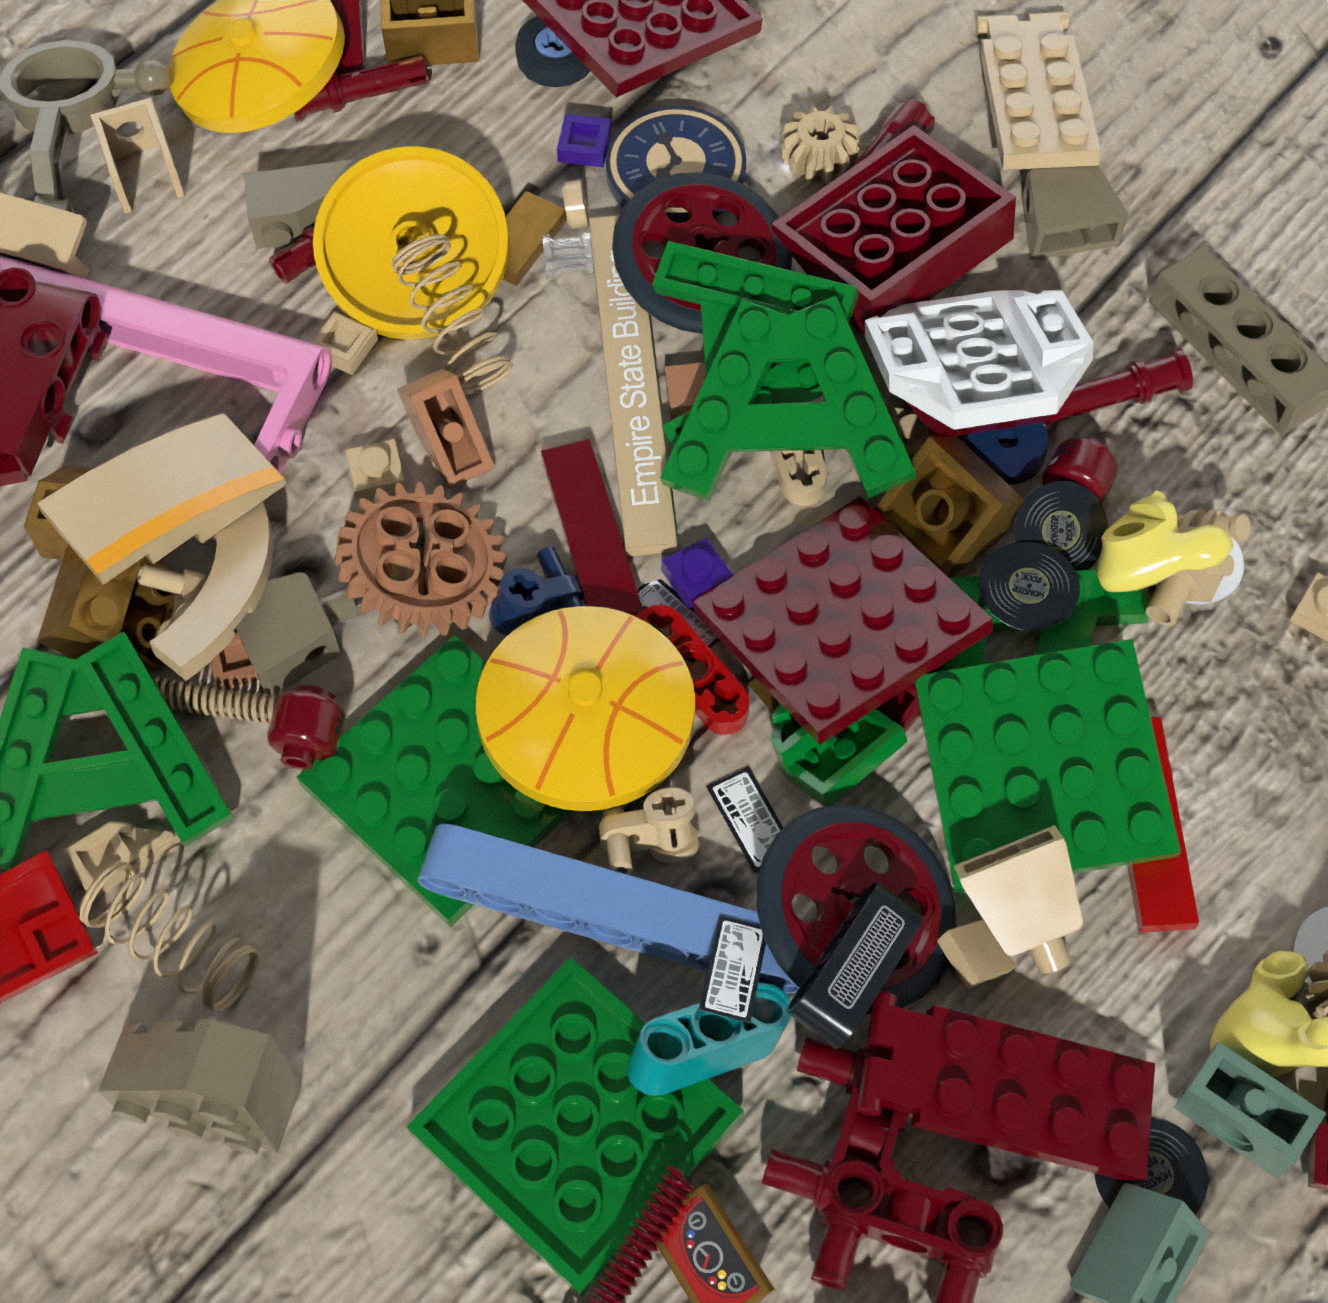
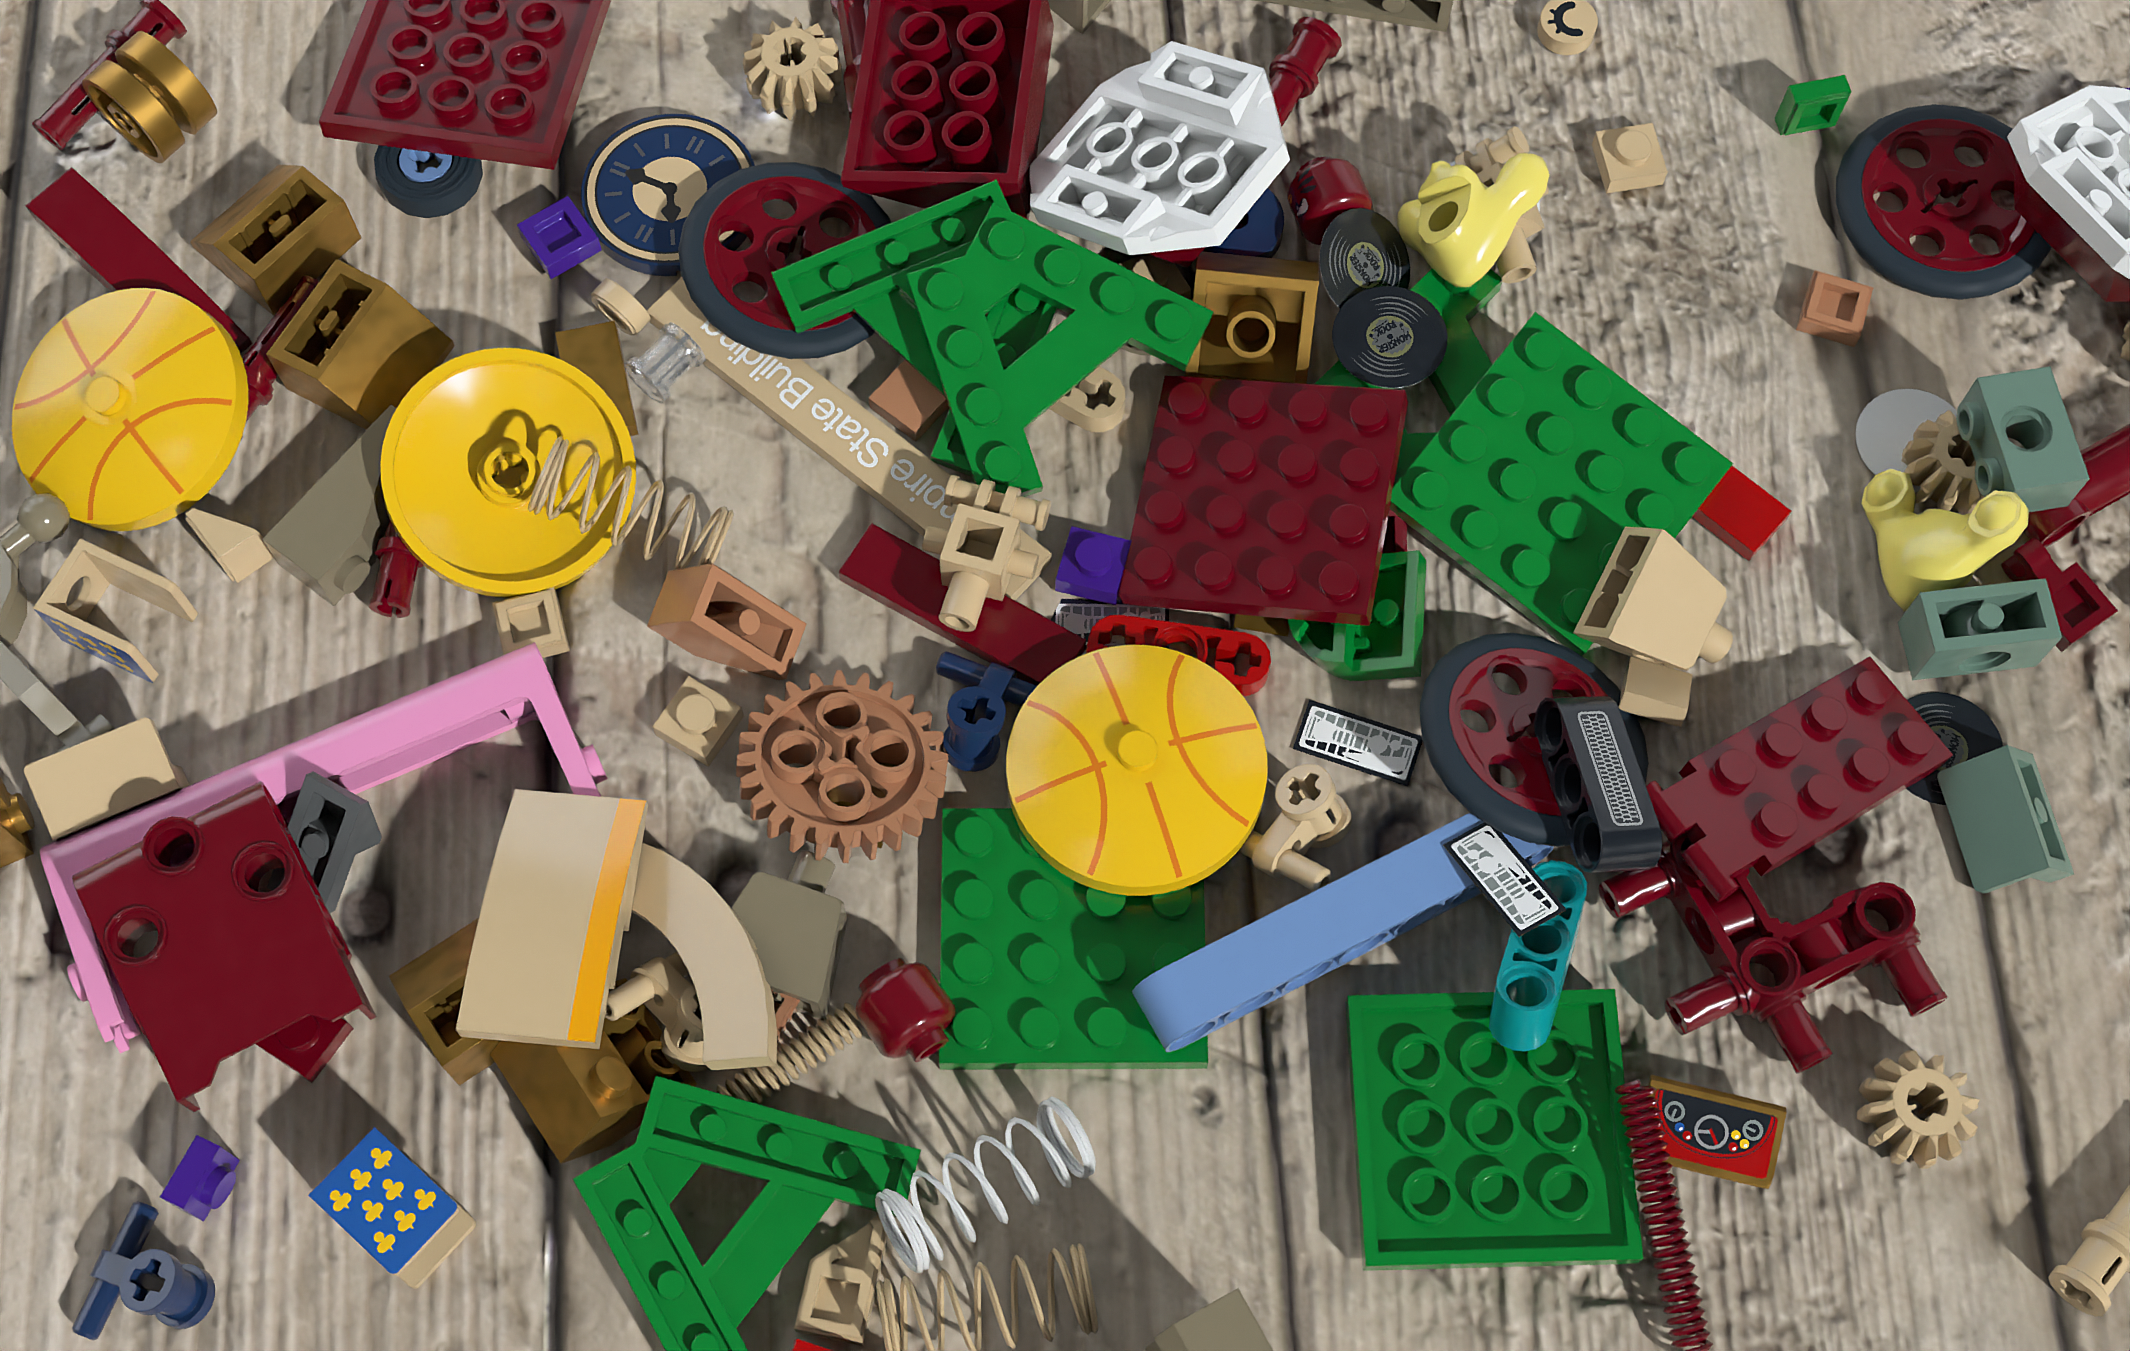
camera: 45 degrees left, 5 degrees up
(109, 360) = (329, 832): none -> dark grey slope
(162, 843) = (1055, 1151): none -> white piece
(228, 166) = (232, 544): none -> tan slope
(405, 106) = (356, 346): none -> pearl gold slope
(628, 497) = (982, 547): none -> tan piece

